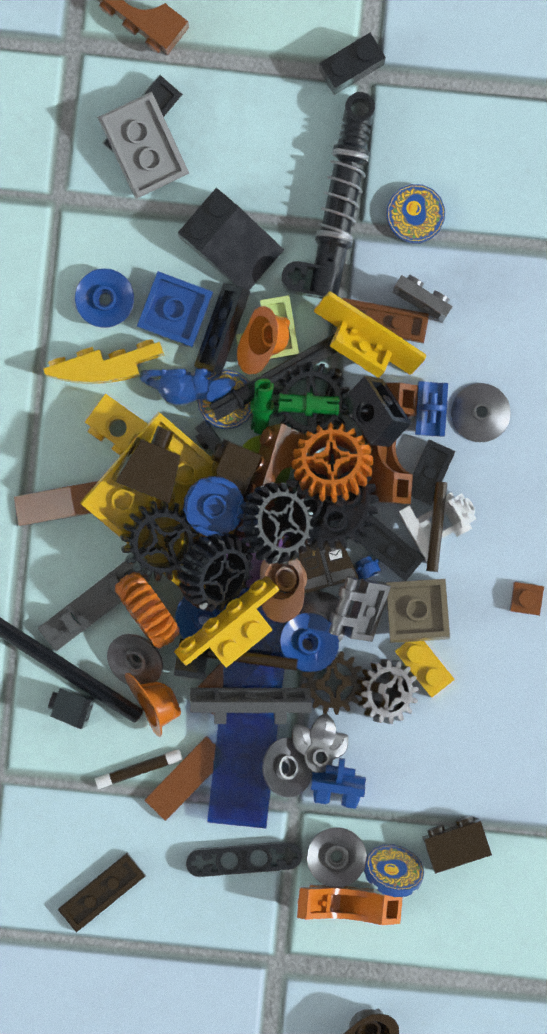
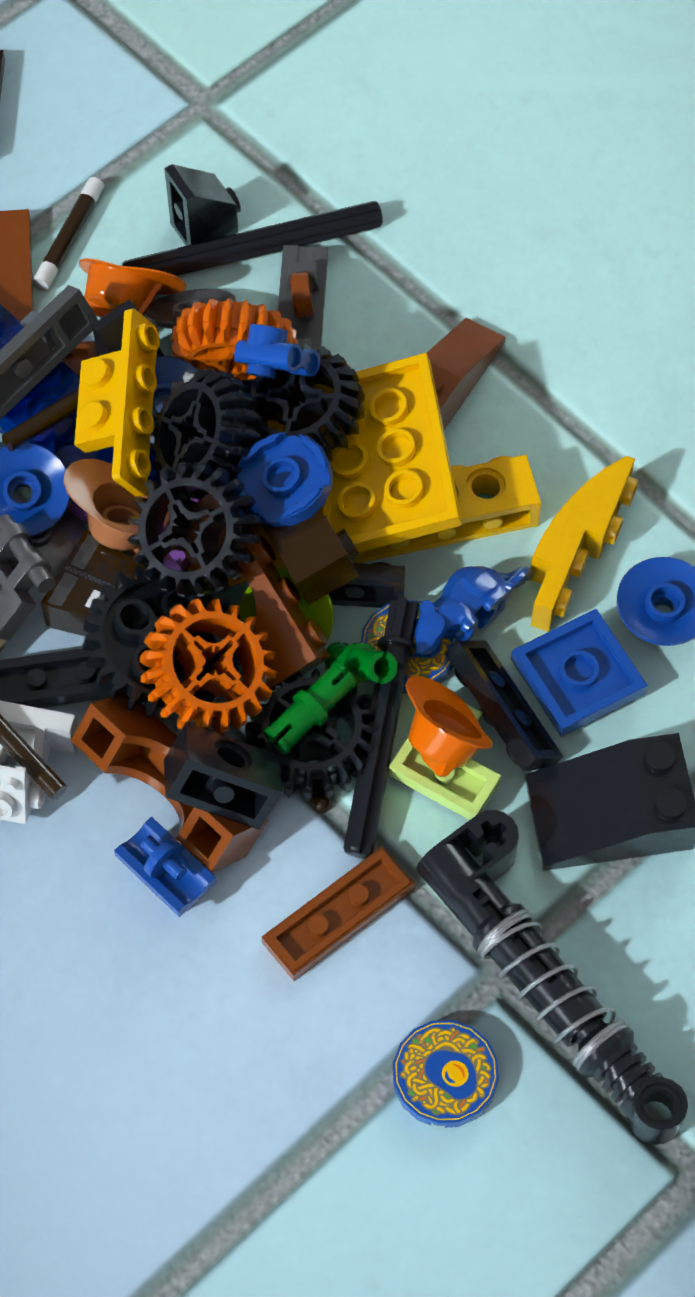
camera: 130 degrees right, 25 degrees down
(85, 607) = (302, 294): none -> dark orange tile
(150, 466) = (399, 449): dark brown torso -> none
(156, 567) = (268, 351): none -> blue plate
(365, 339) = (327, 850): yellow bracket -> none
(367, 567) = (46, 635): blue plate -> none
(411, 291) = (319, 966): flat silver plate -> none
(429, 470) = (90, 807): black plate -> none
(469, 423) = (110, 960): flat silver dish -> none

